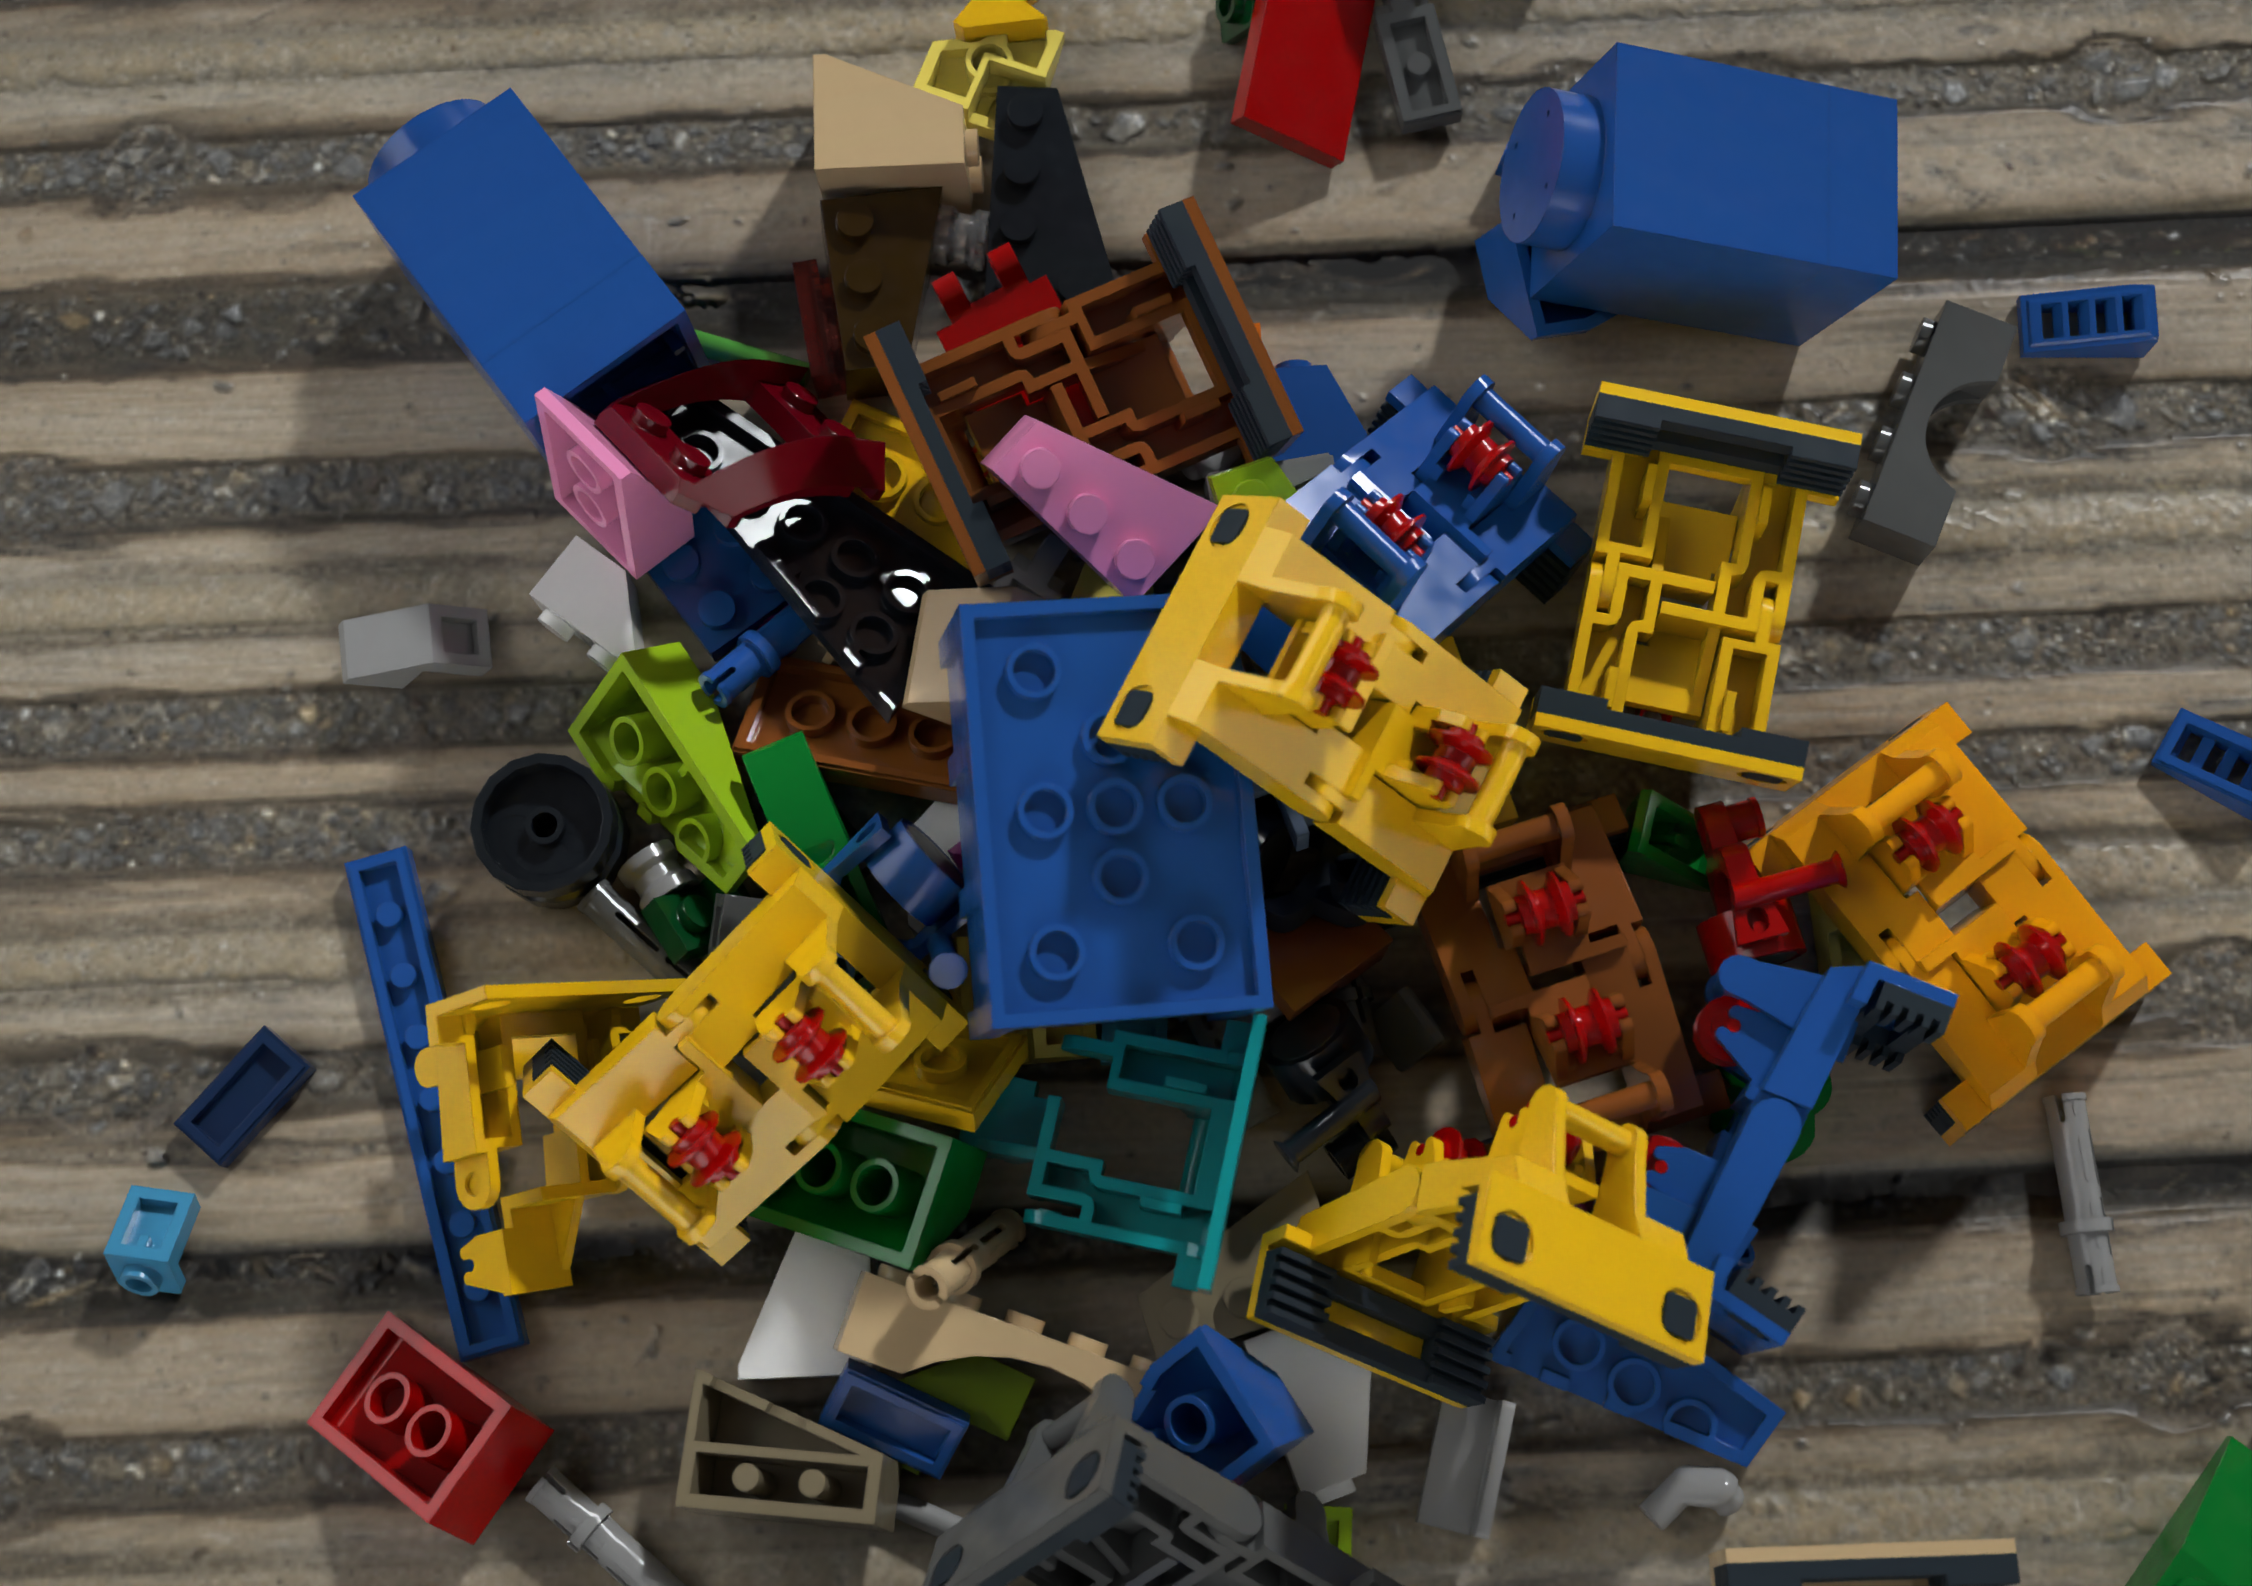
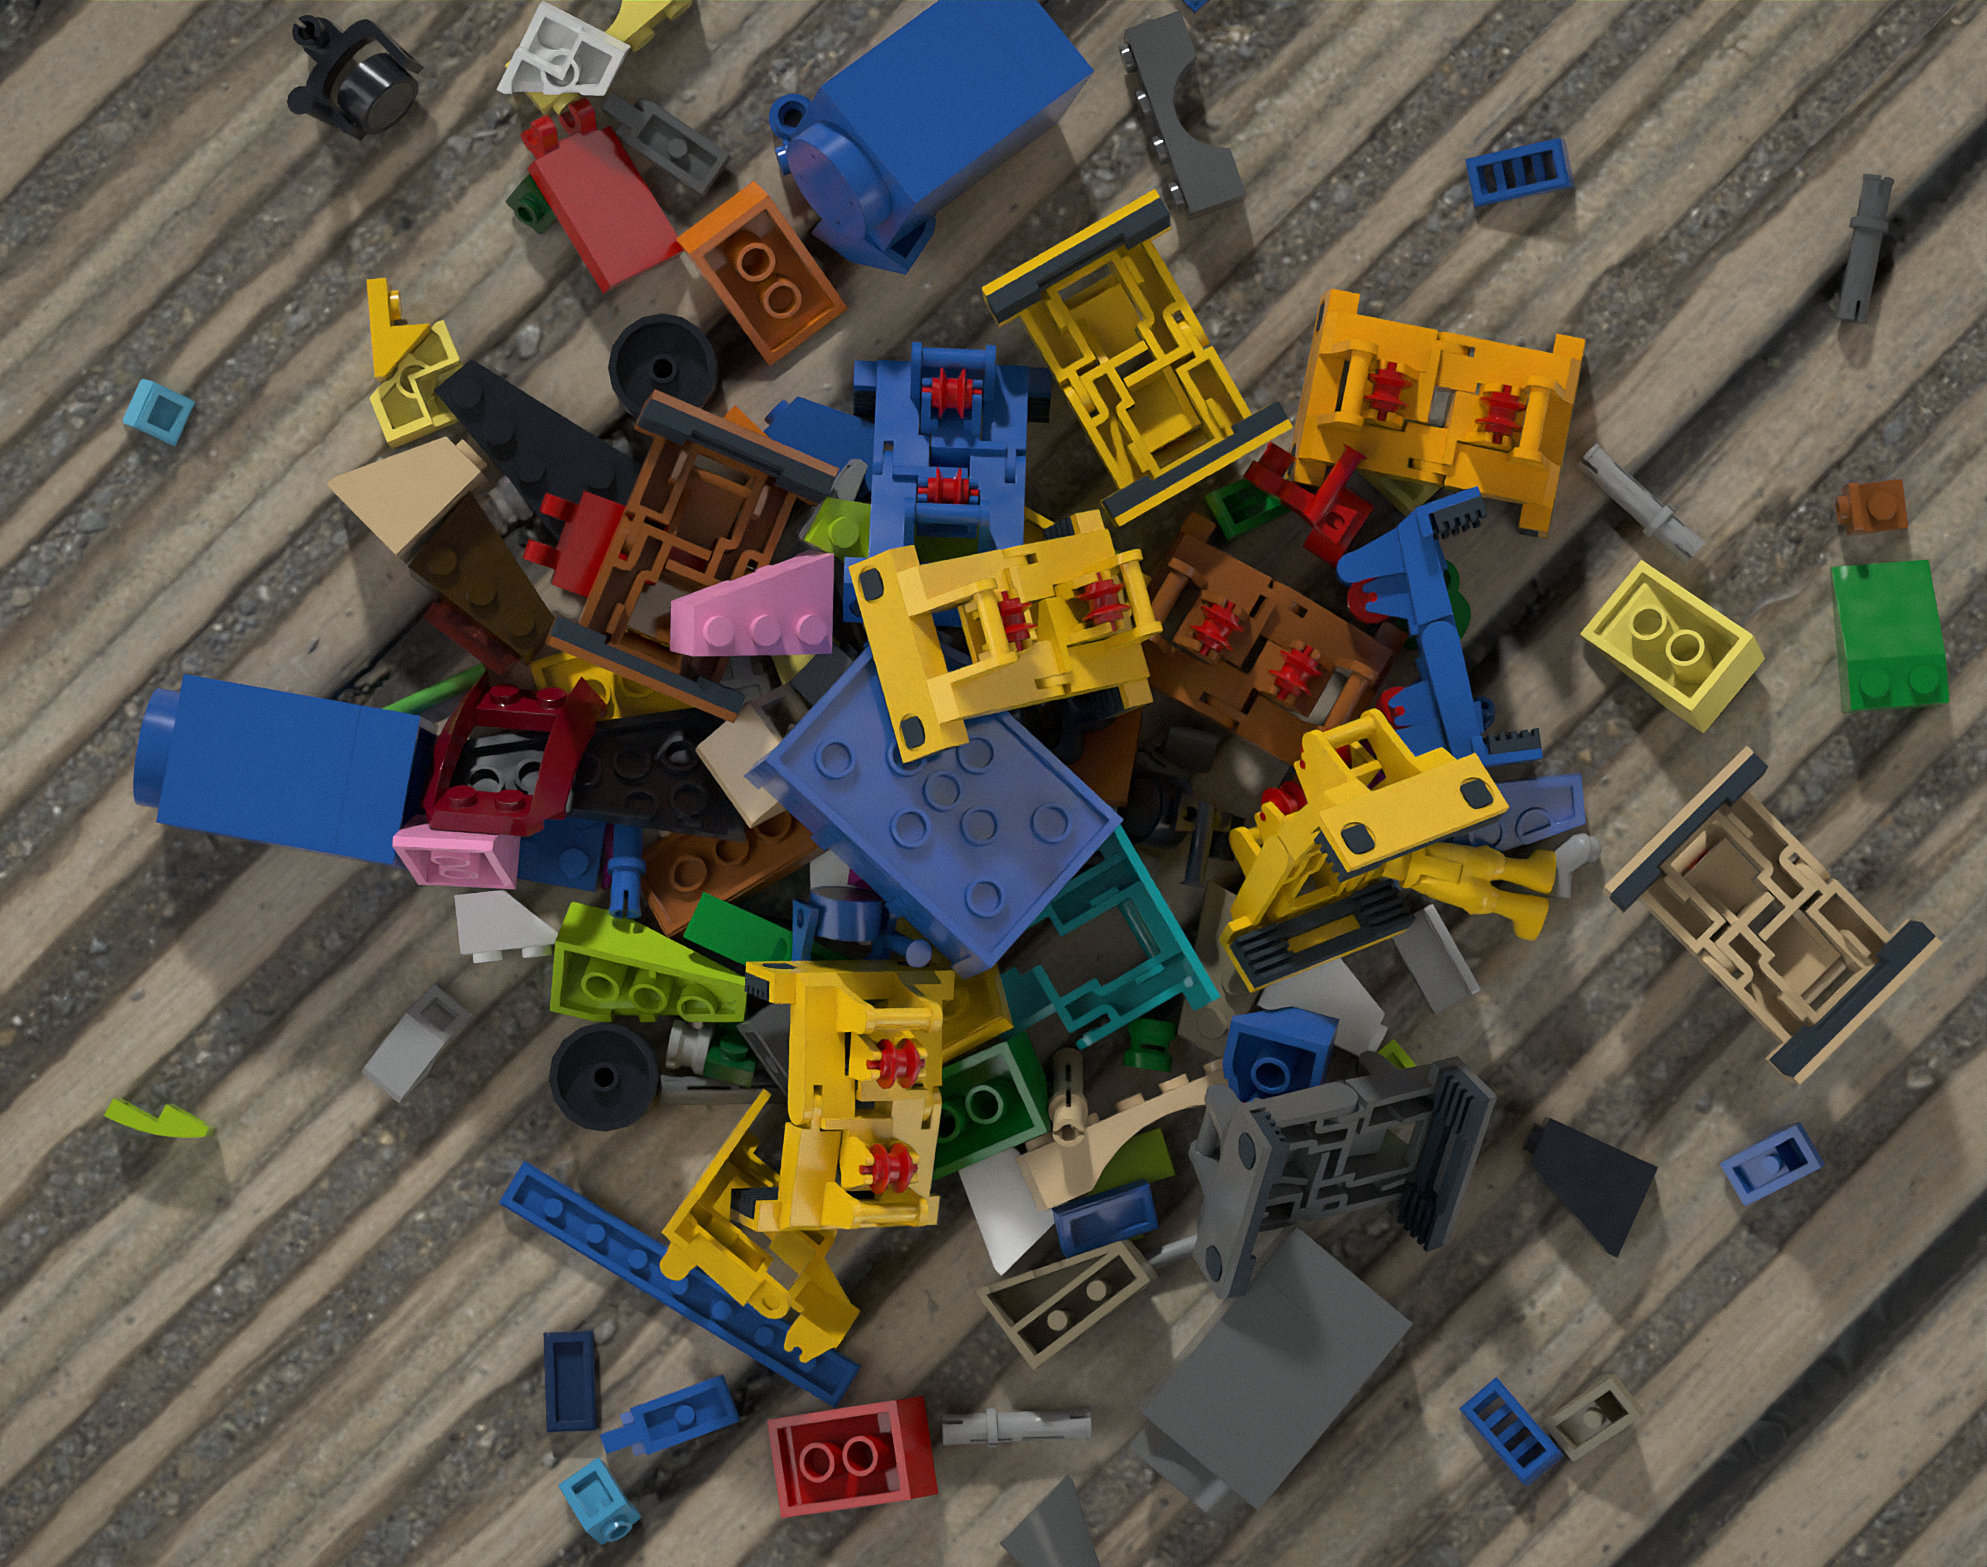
camera: 50 degrees left, 10 degrees up
(123, 510) = (171, 1122): none -> lime slope
(301, 1224) = (674, 1418): none -> blue hinge
(1114, 1277) = (1151, 1033): none -> green wheel
(1246, 221) = (652, 343): none -> black wheel
(1395, 240) = (762, 272): none -> orange slope
(1572, 1407) = (1464, 876): none -> yellow piece
(1998, 1370) = (1674, 645): none -> light yellow slope

